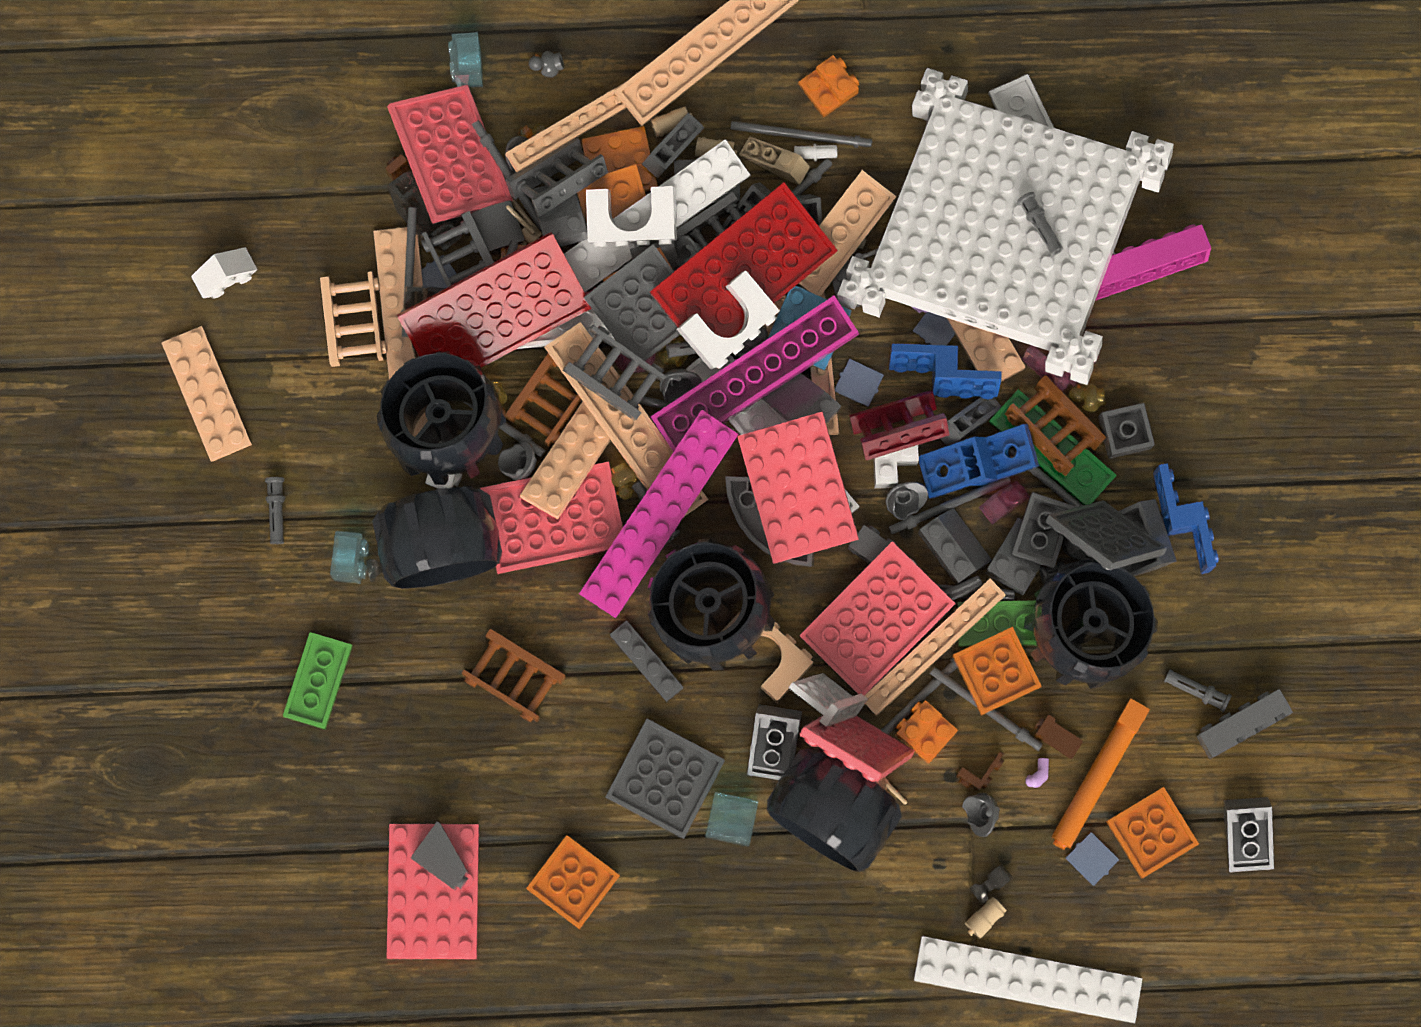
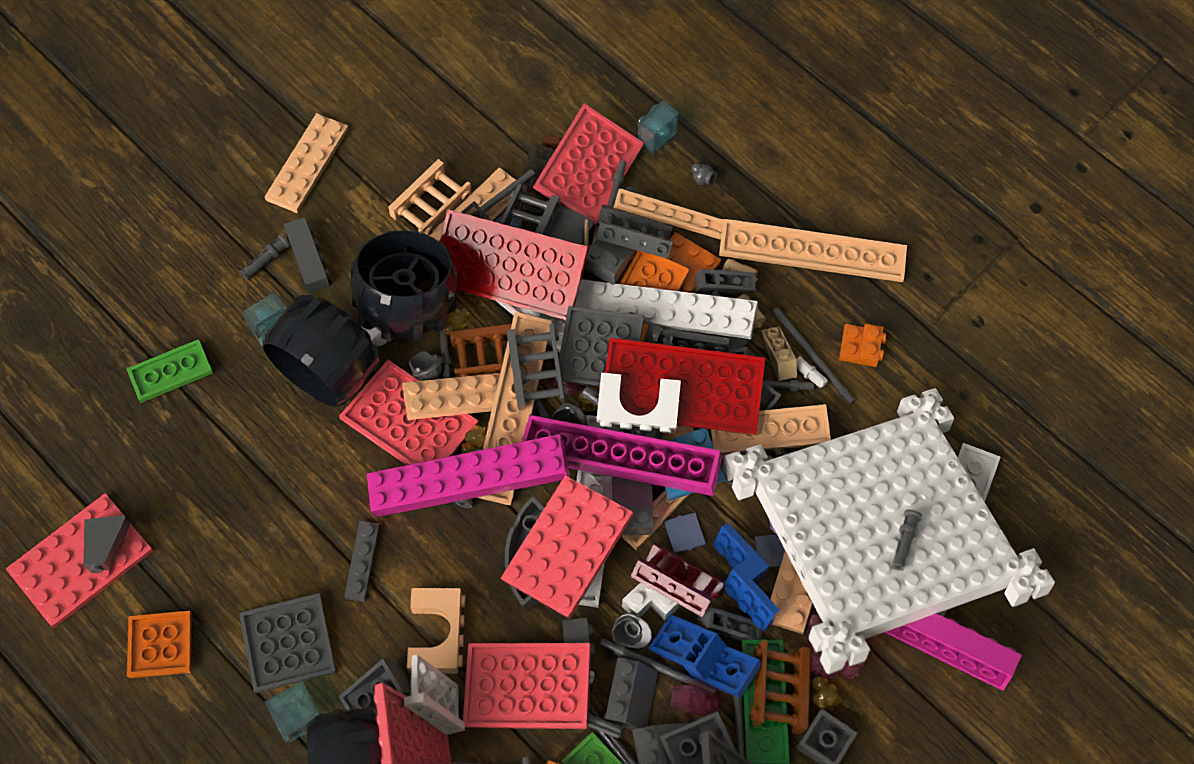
camera: 50 degrees right, 15 degrees down
(223, 271) = (392, 105): white brick -> none
(308, 472) = (306, 254): none -> dark grey brick
(532, 665) = (294, 490): dark orange fence -> none
(660, 227) = (660, 313): white arch -> none
(678, 580) = (433, 580): black wheel -> none
(933, 646) = (544, 743): light nougat plate -> none

